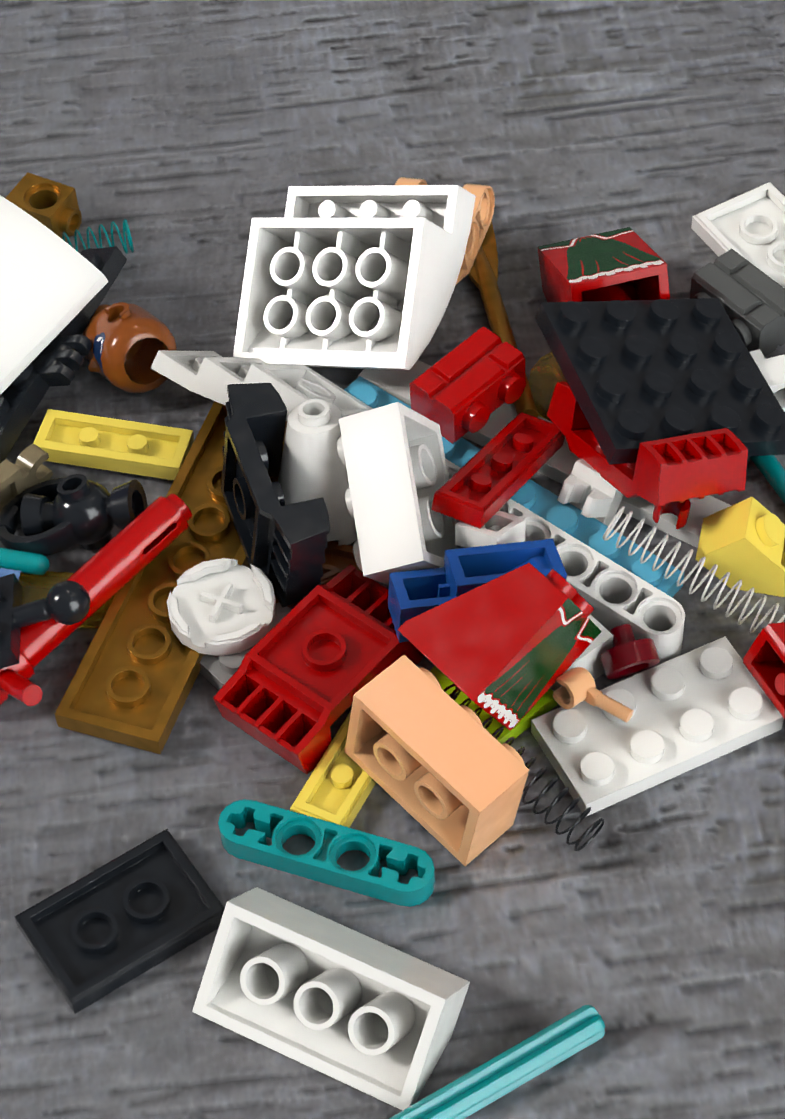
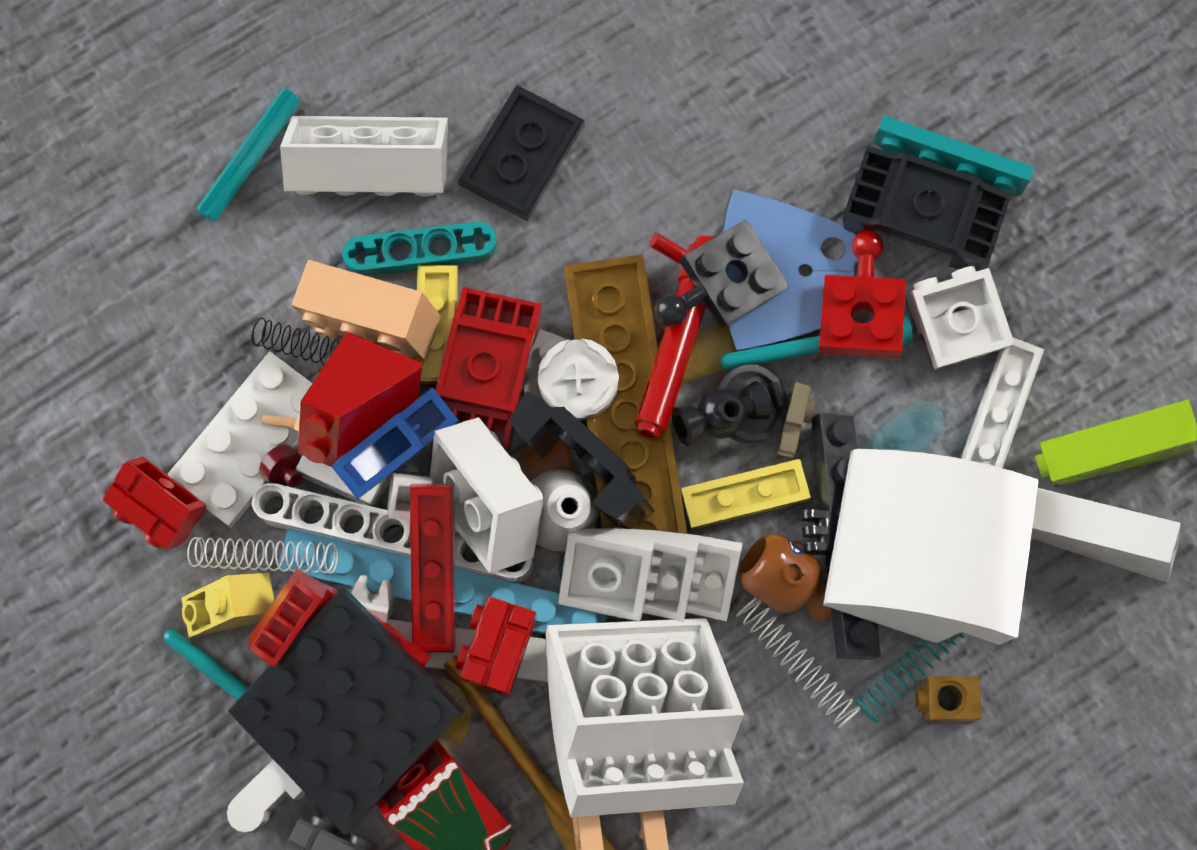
camera: 150 degrees right, 25 degrees up
(164, 283) = (749, 606): none -> white piece

